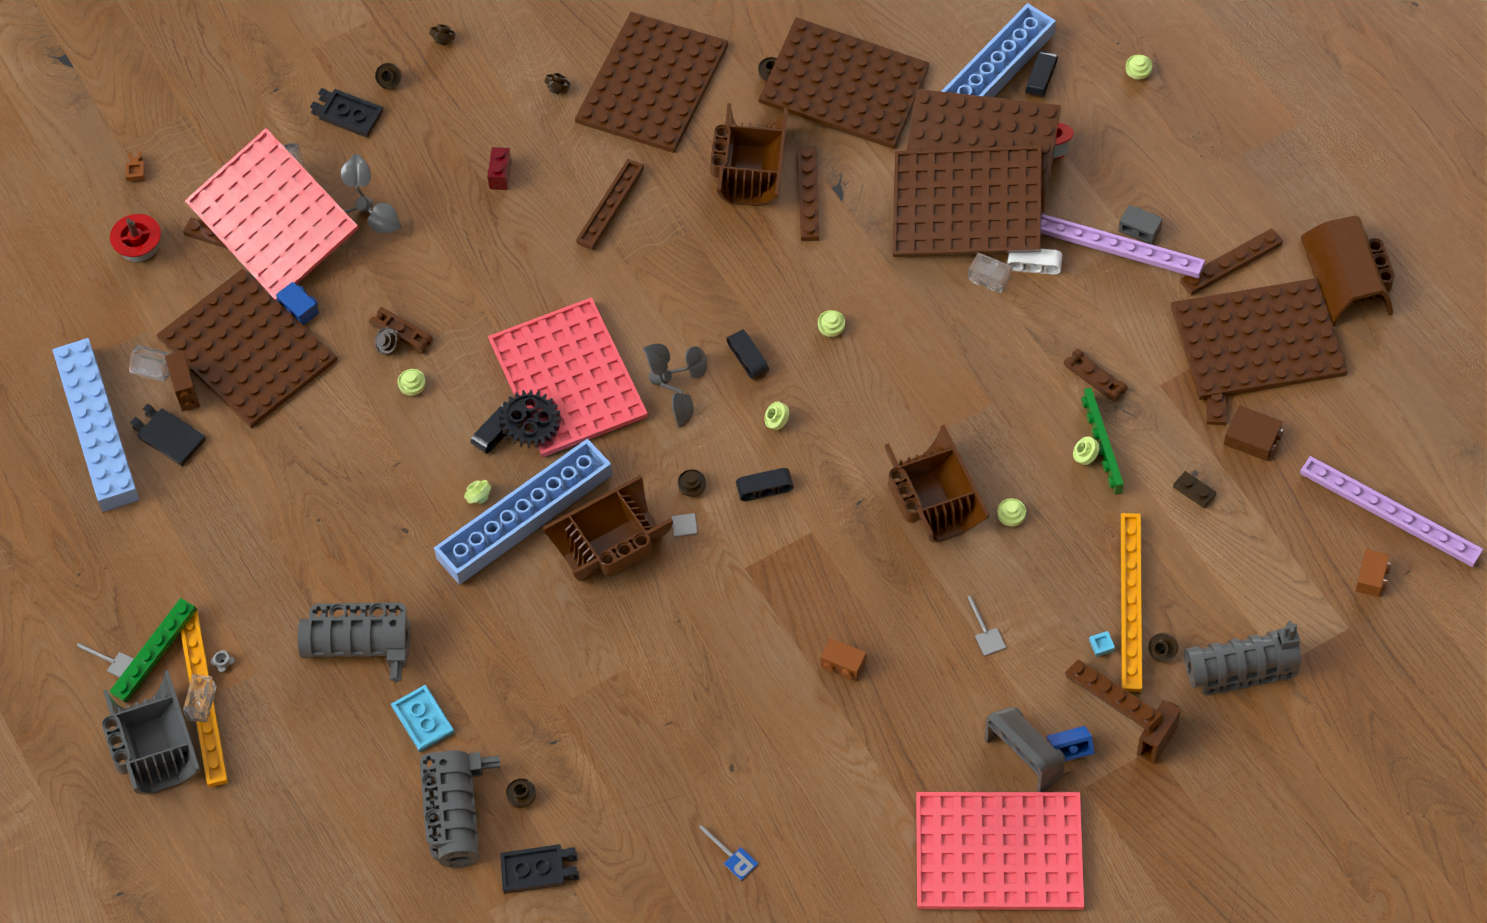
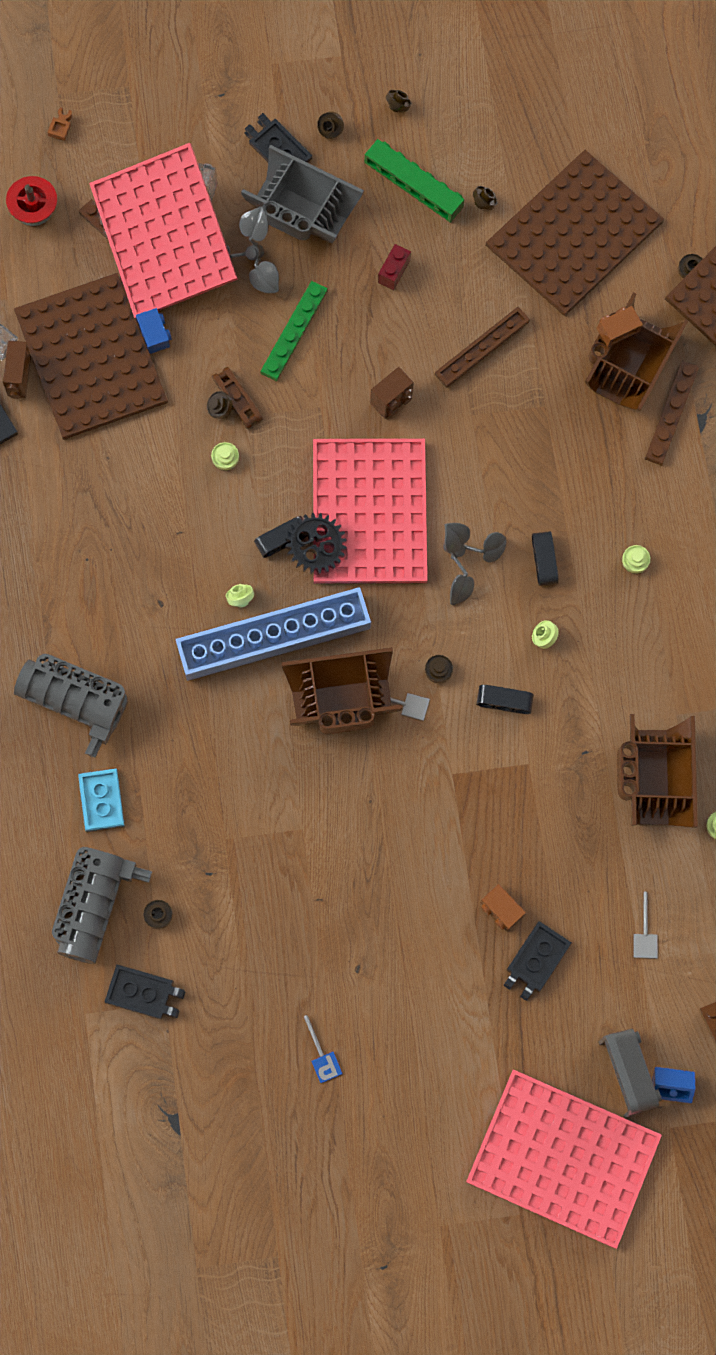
camera: 15 degrees right, 15 degrees up
(391, 140) = (303, 198): none -> dark grey panel
(429, 256) = (294, 331): none -> green plate
(486, 92) = (414, 180): none -> green brick
(544, 269) = (392, 393): none -> reddish brown brick
(727, 132) = (619, 326): none -> dark orange brick
(895, 691) = (537, 959): none -> black tile

